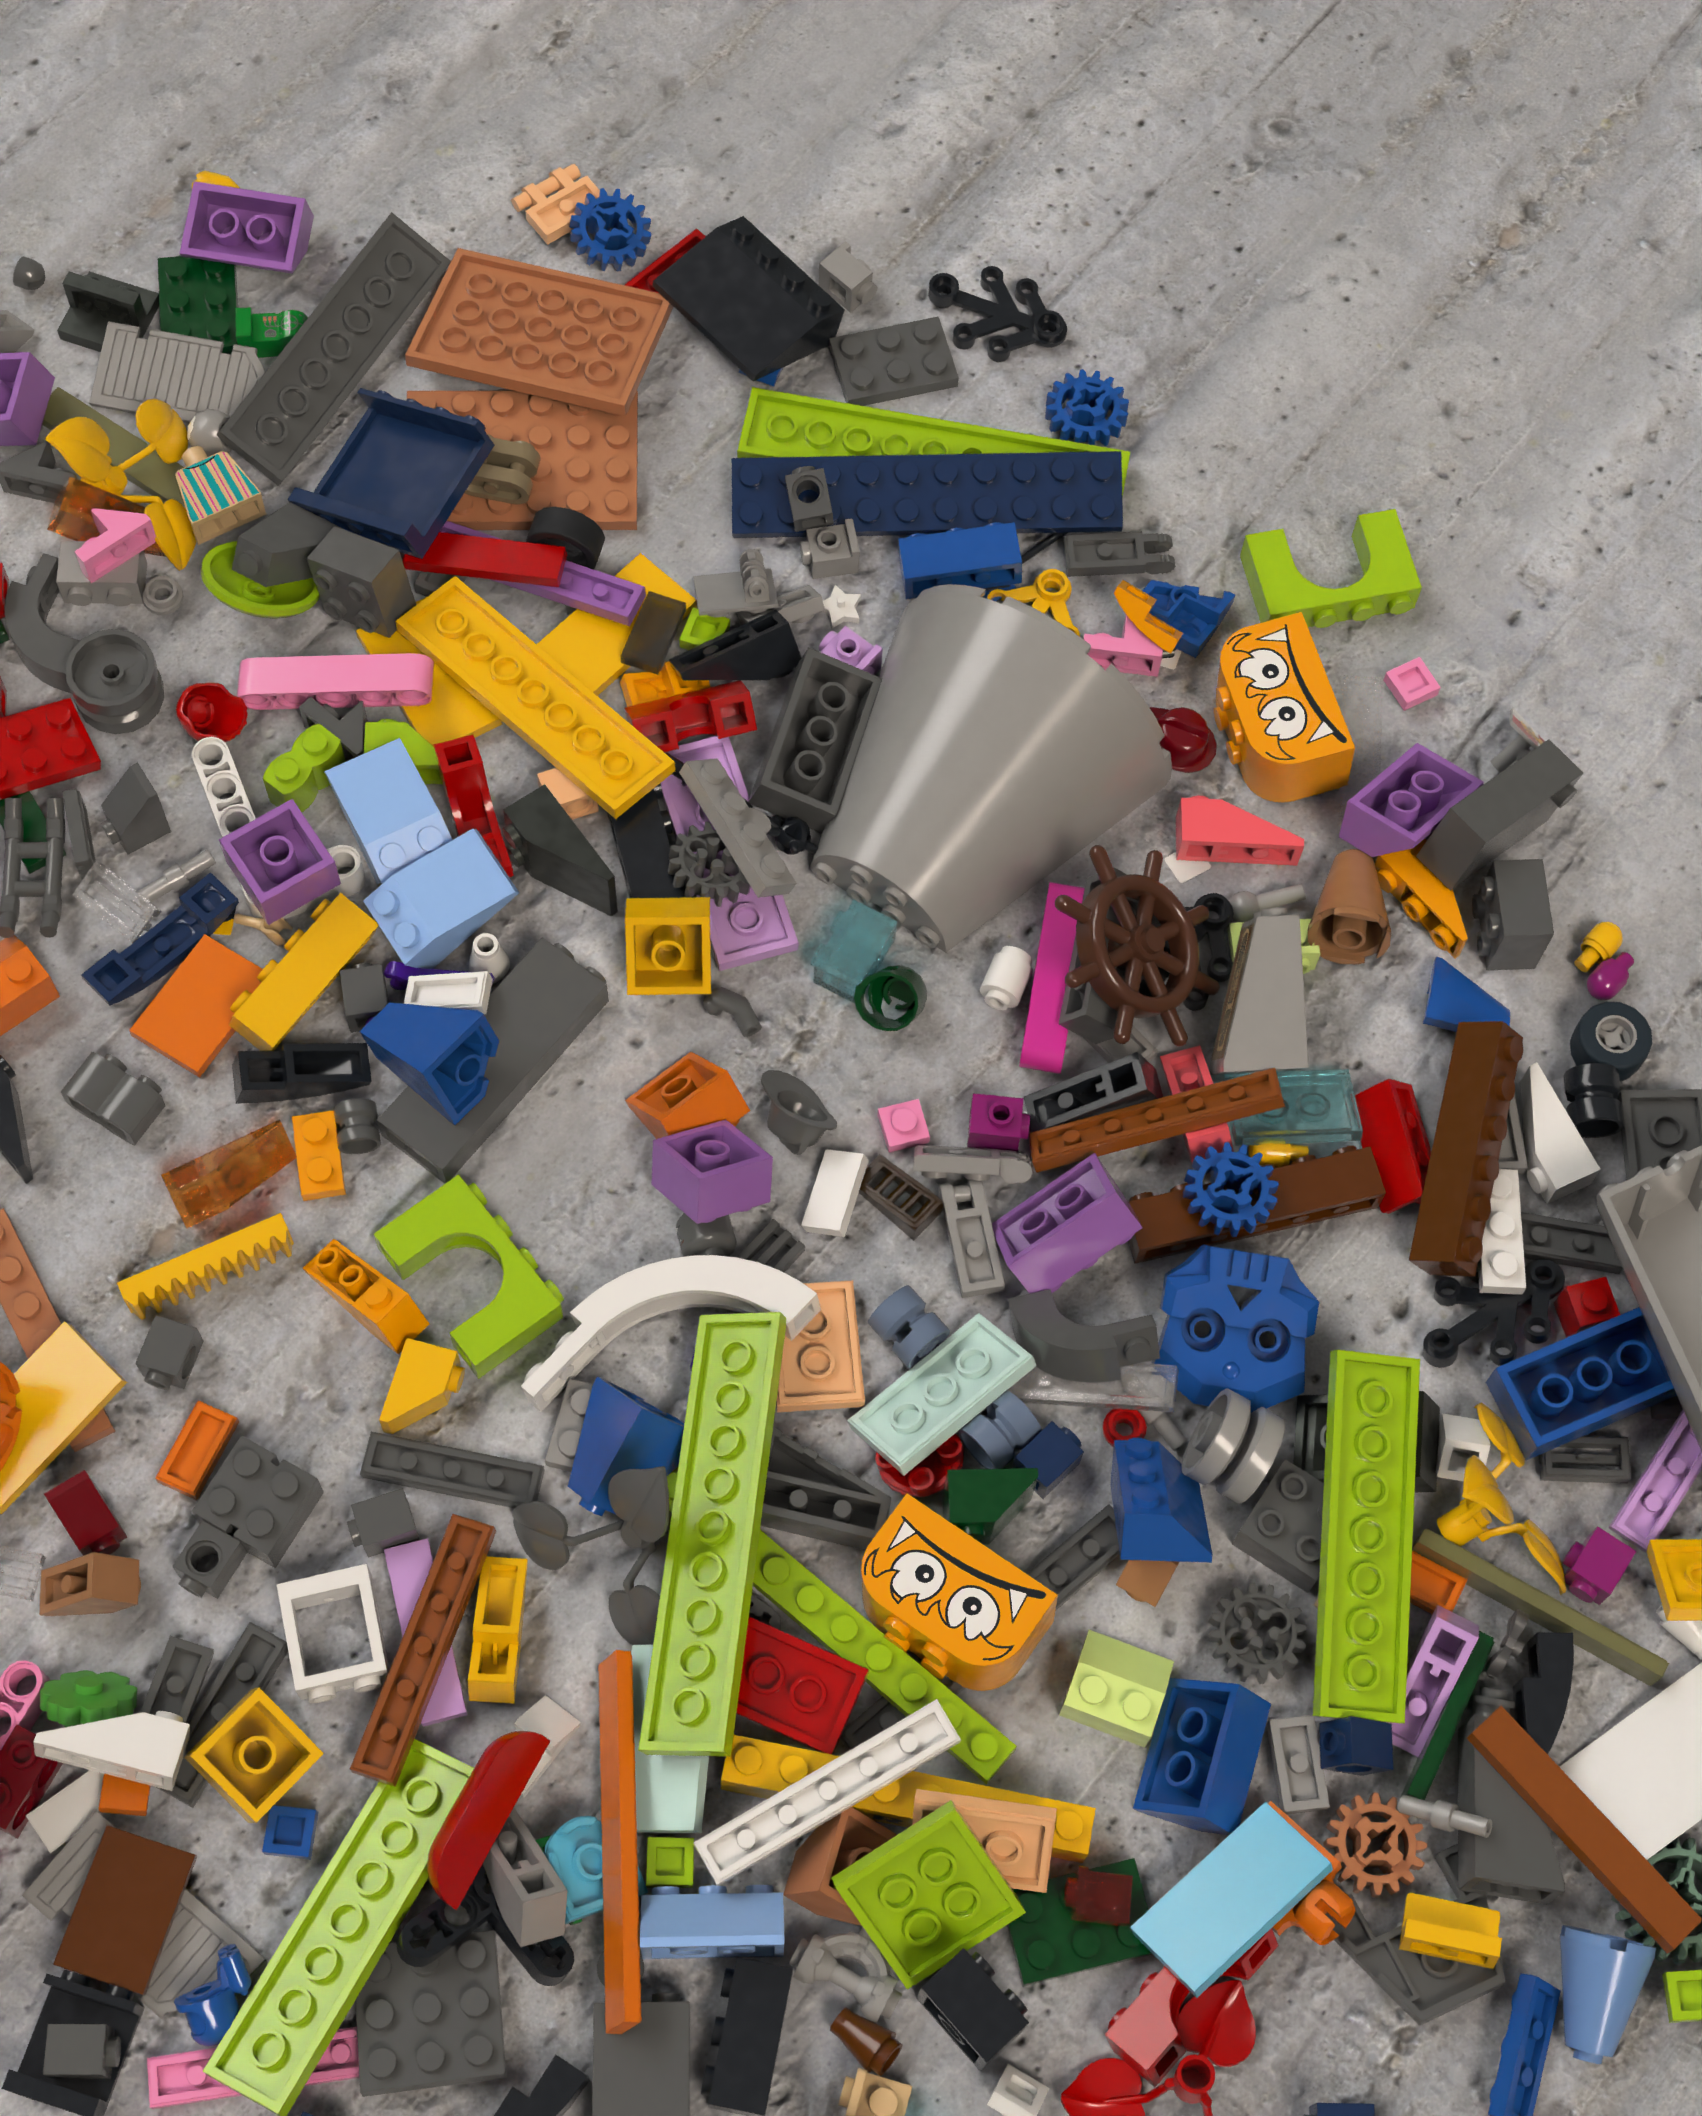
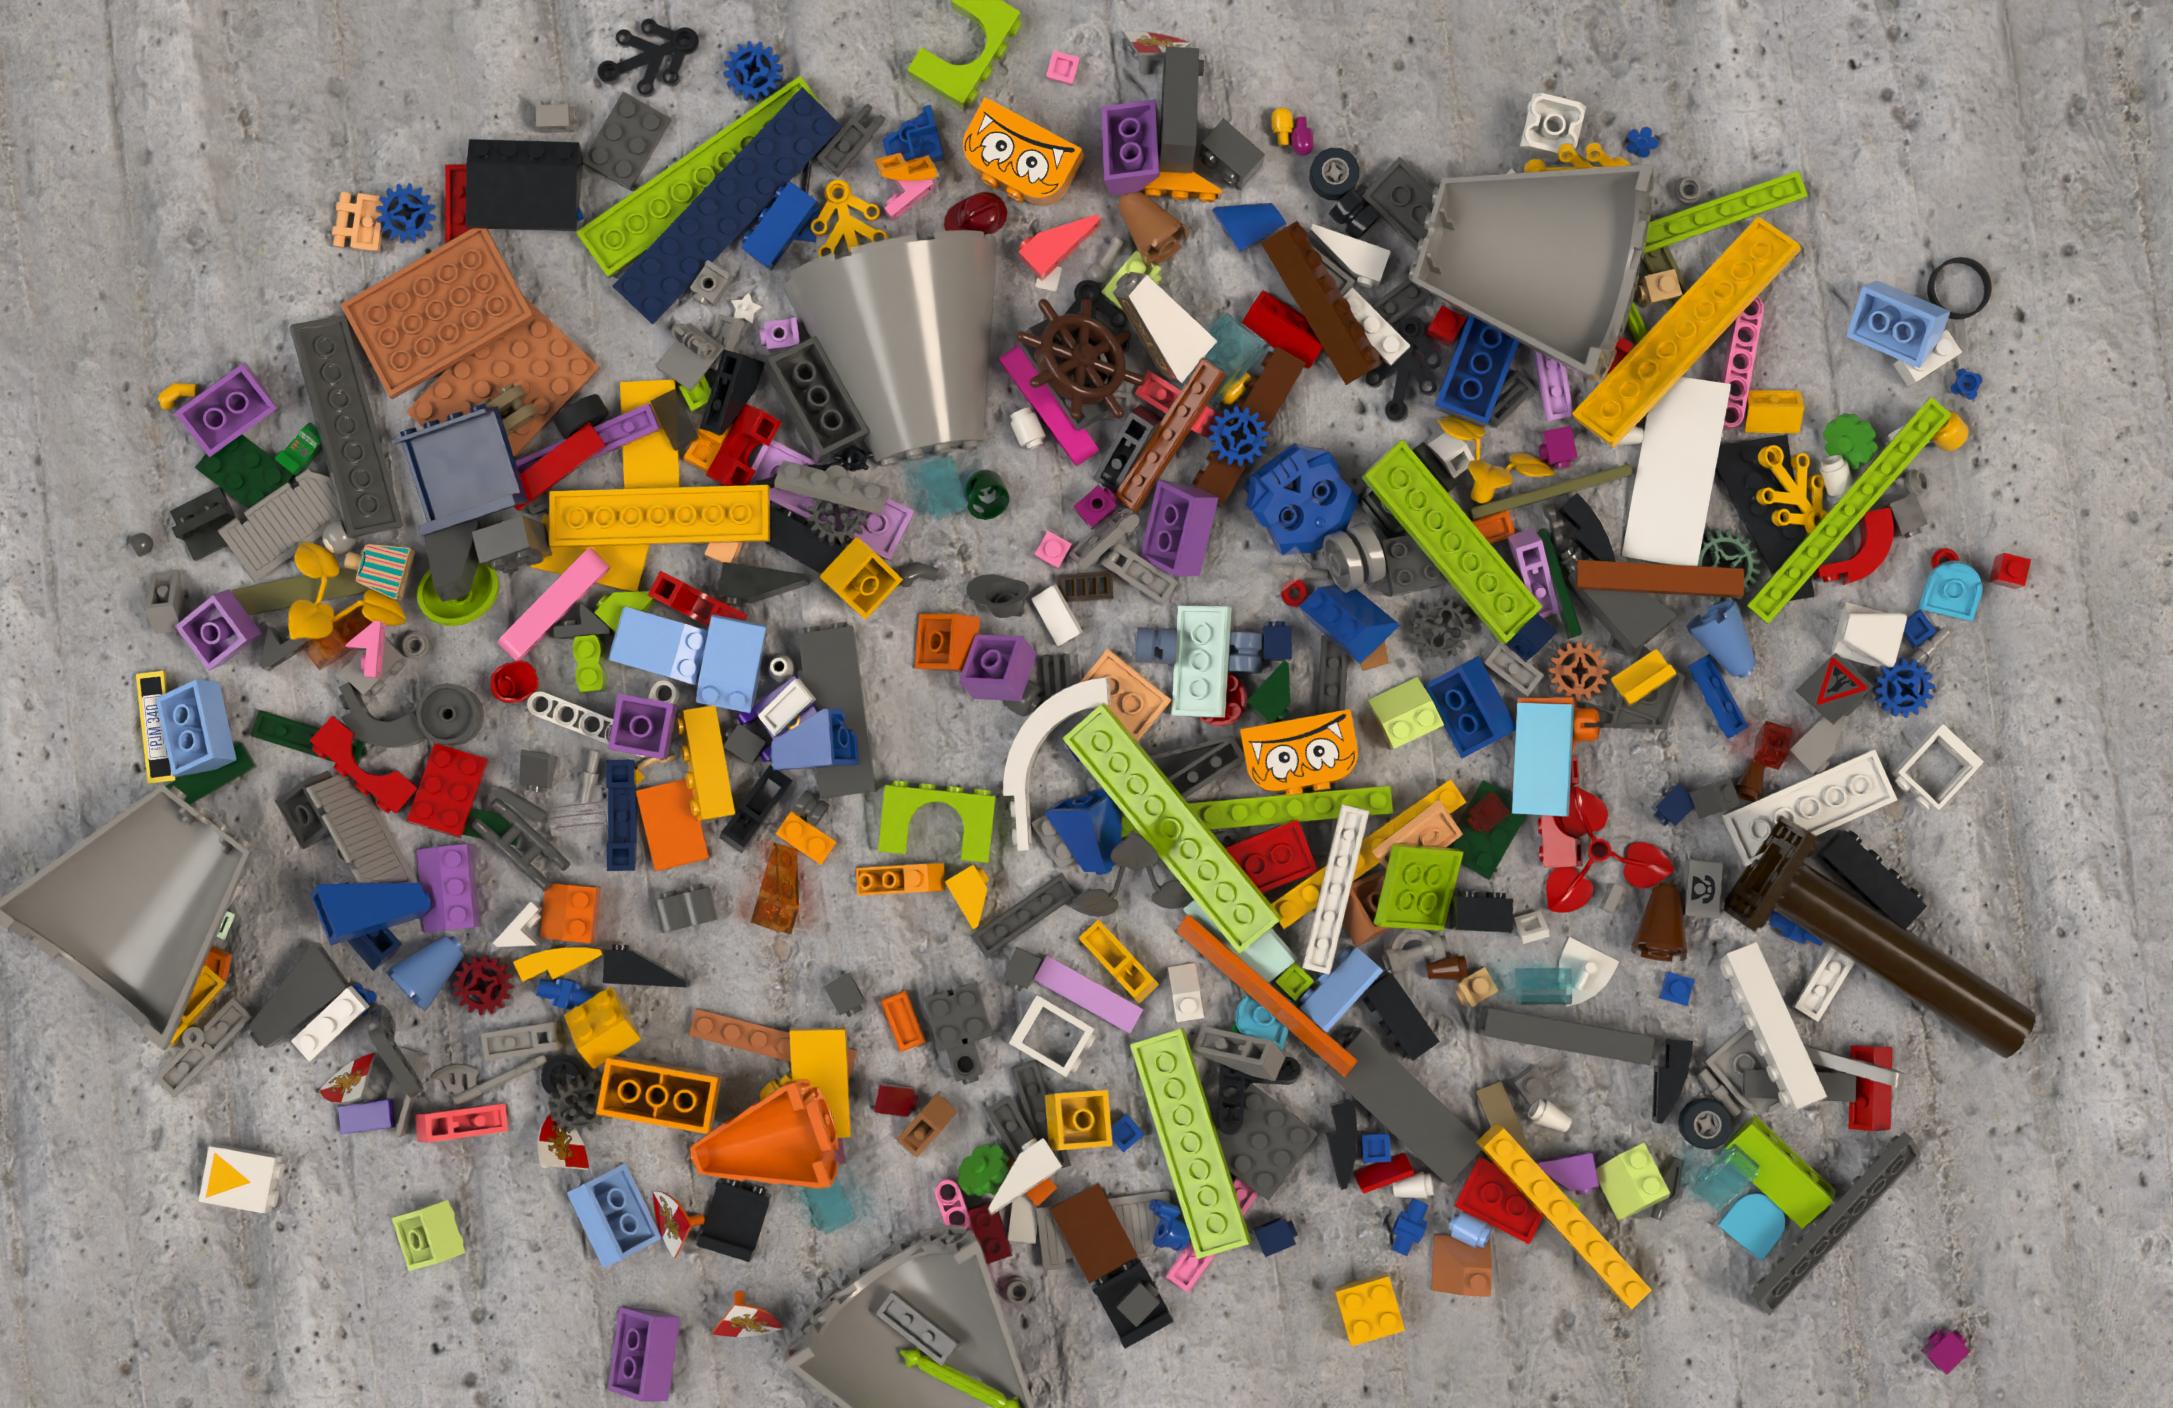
camera: 45 degrees left, 20 degrees up
(206, 1263) = (815, 938): yellow gear -> none
(423, 1650) = (1098, 1002): dark orange tile -> none
(481, 1812) = (1201, 1045): red brick -> none
(809, 514) = (690, 273): dark grey brick -> none
(1079, 1350) = (1243, 585): dark grey arch -> none
(1445, 1816) = (1598, 633): light grey bar -> none

